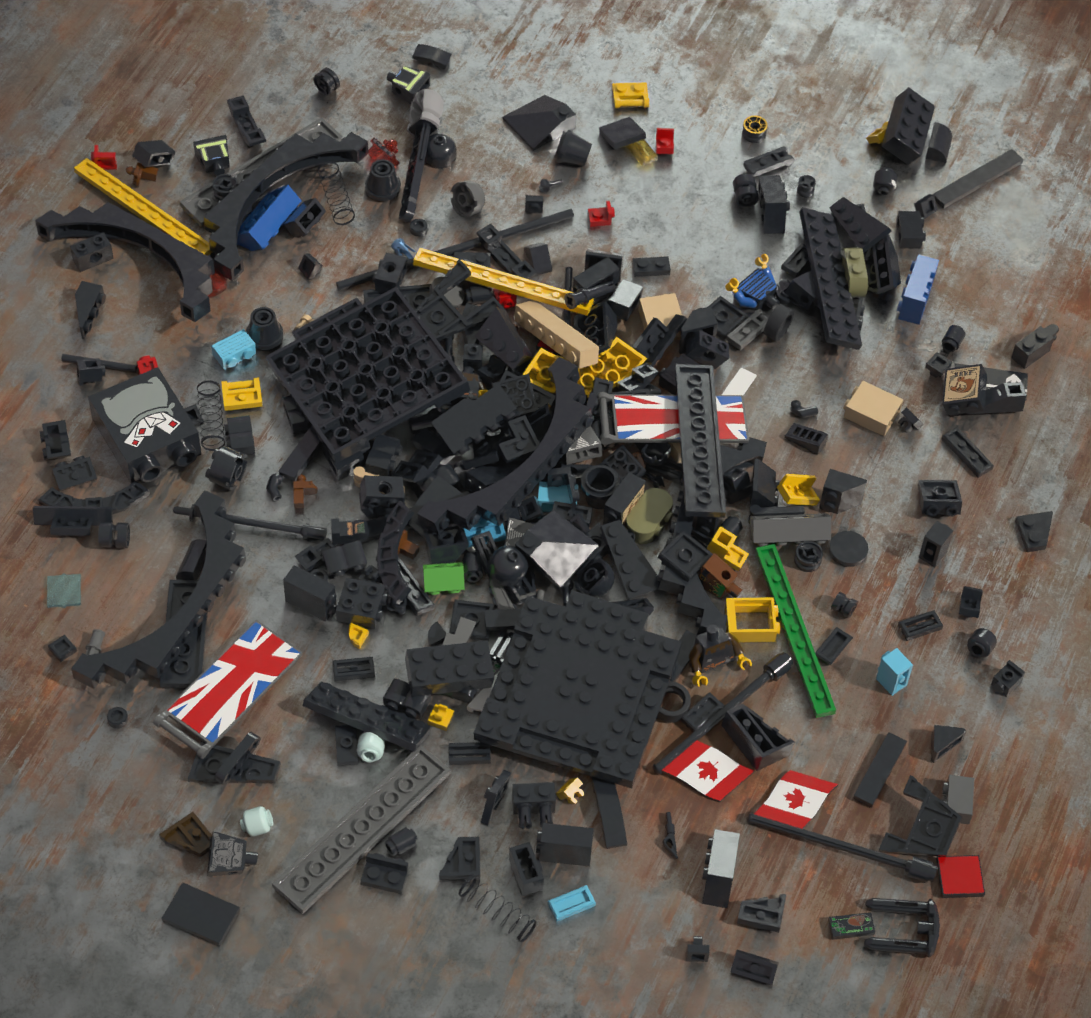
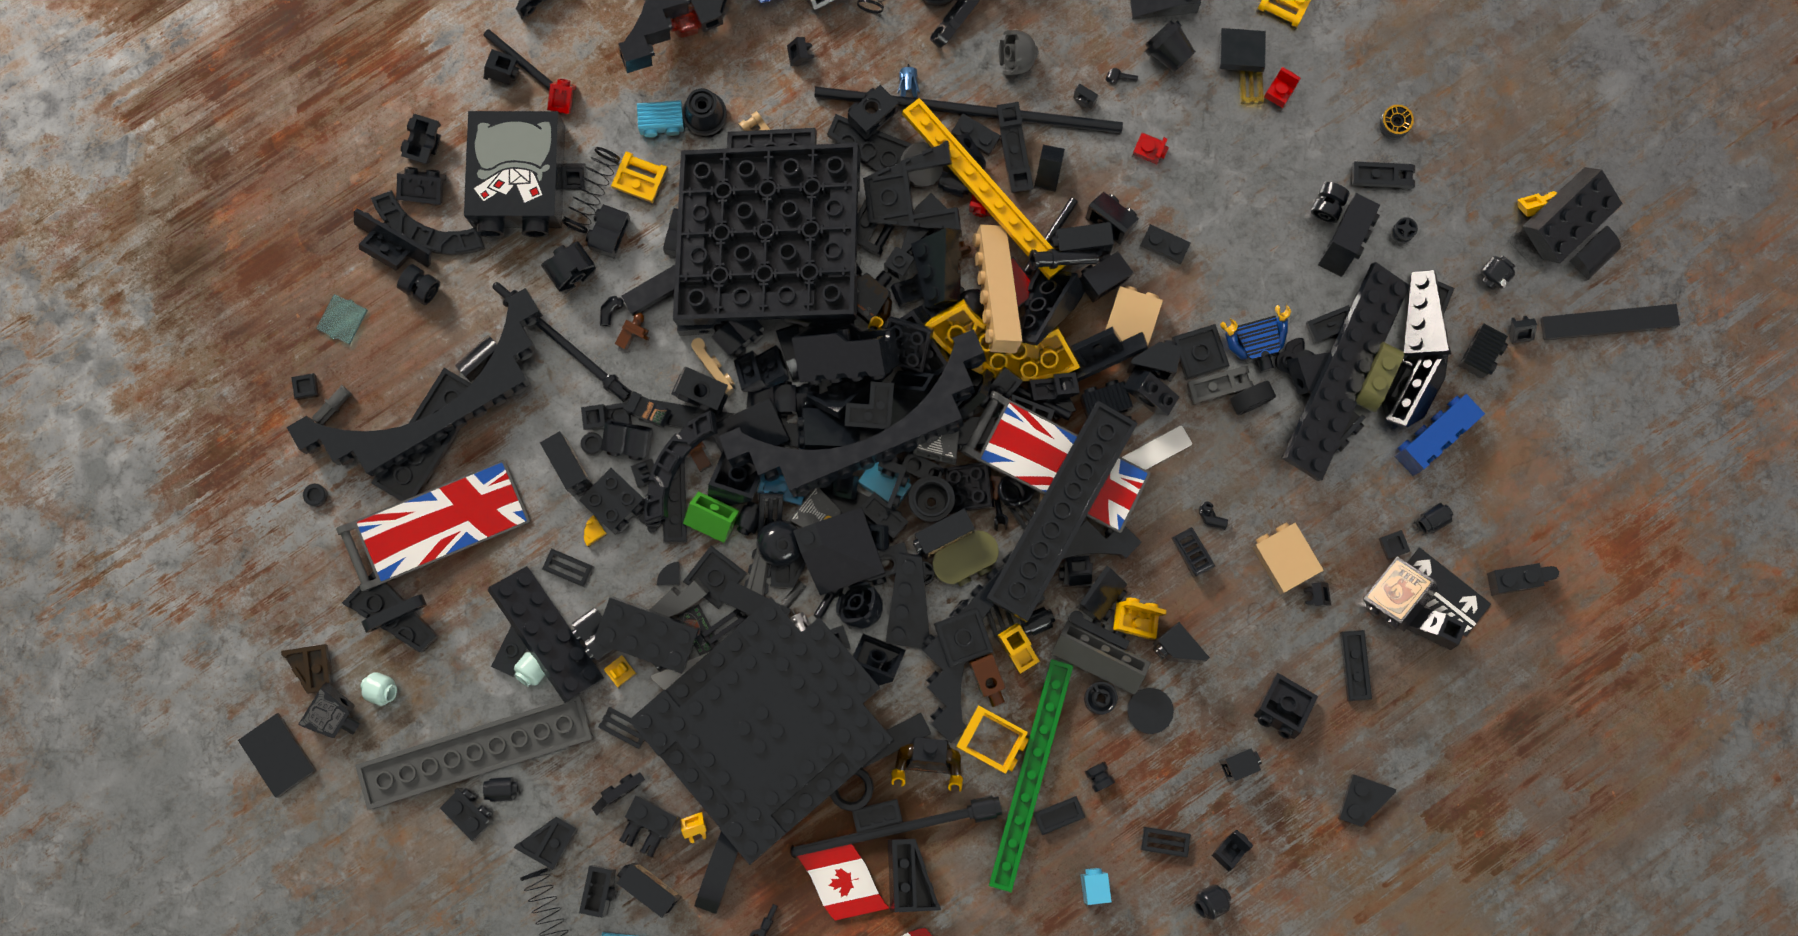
camera: 35 degrees right, 25 degrees up
(418, 227) = (945, 59): black tile -> none

